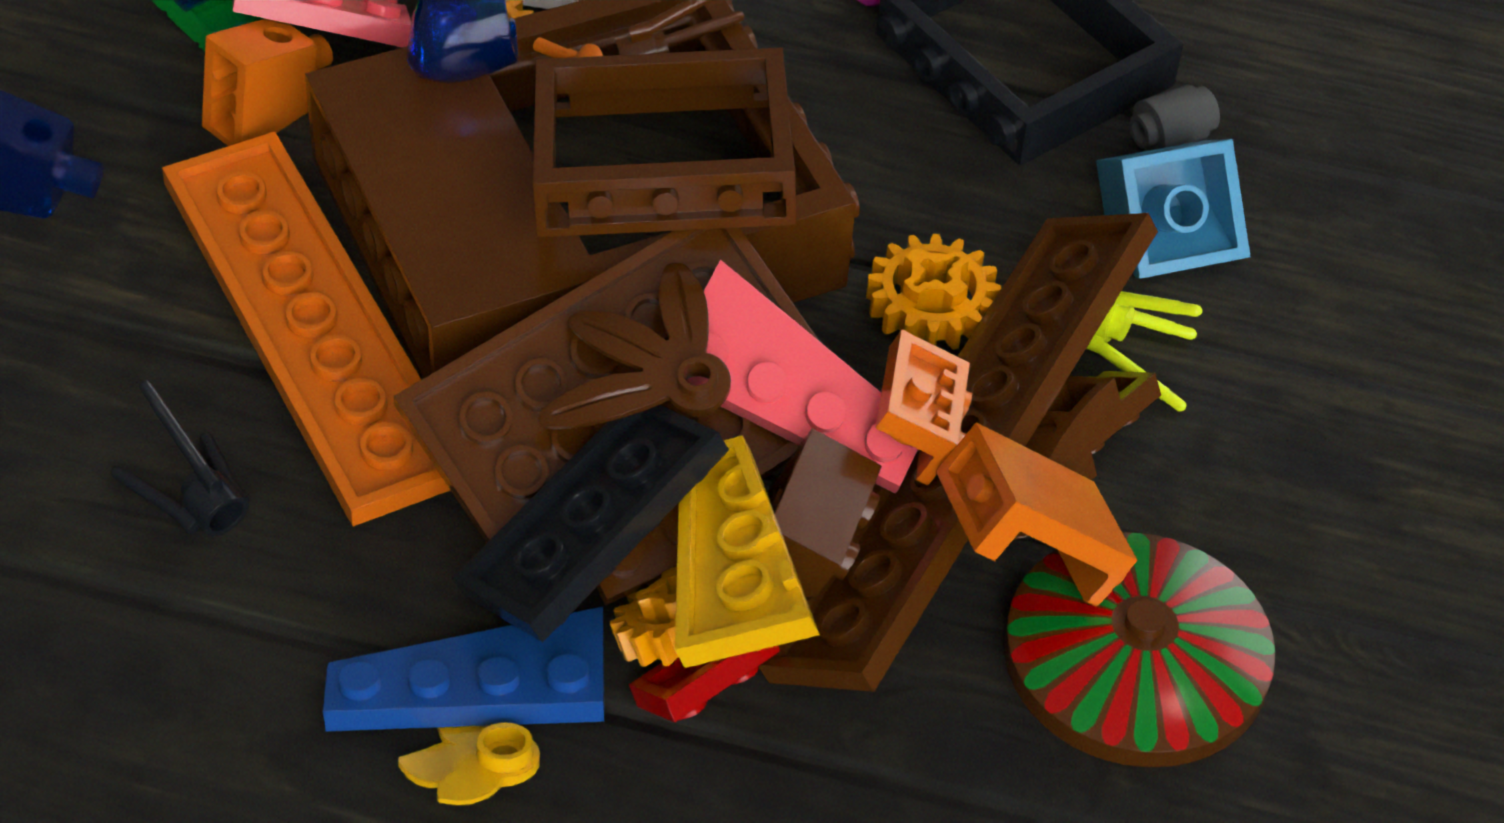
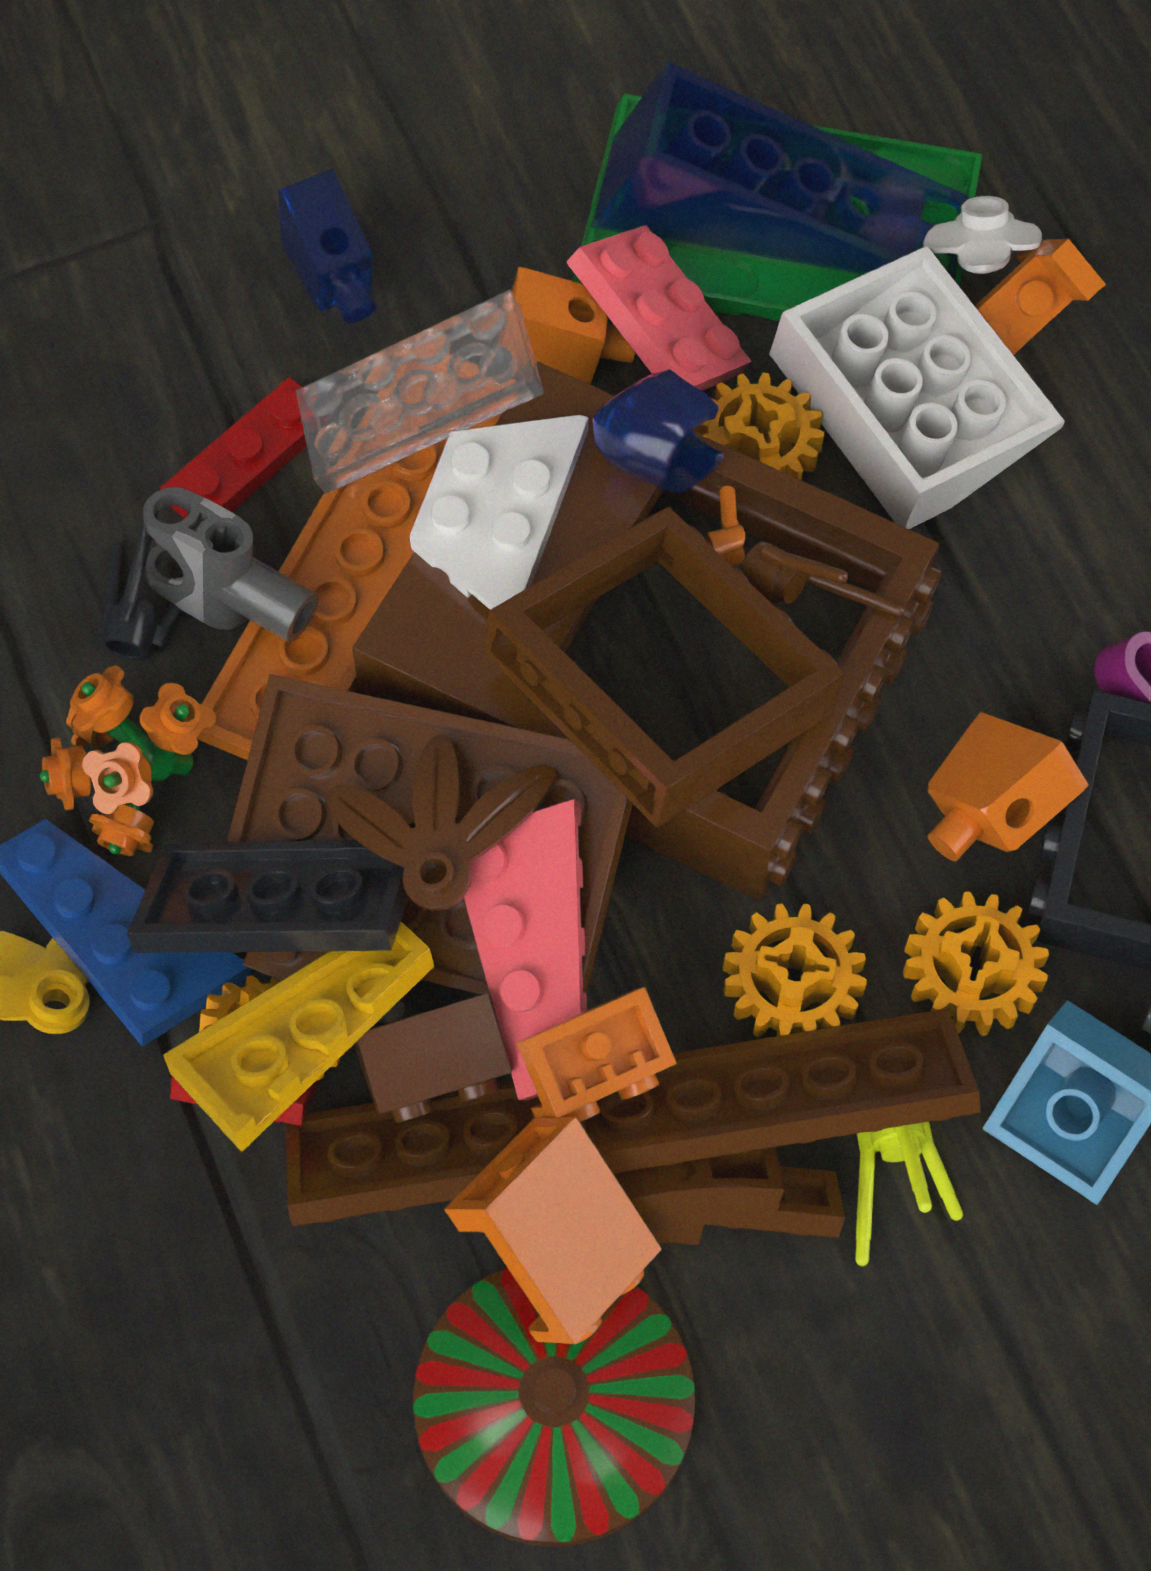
camera: 55 degrees right, 15 degrees up
(132, 335) = (246, 452): none -> red plate
(236, 168) = (418, 392): none -> clear plate
(245, 387) = (220, 575): none -> dark grey connector
(368, 549) = (124, 775): none -> orange plant
(412, 168) = (497, 503): none -> white wing
(904, 82) = (1000, 786): none -> orange torso
(1017, 190) = (947, 955): none -> light orange gear

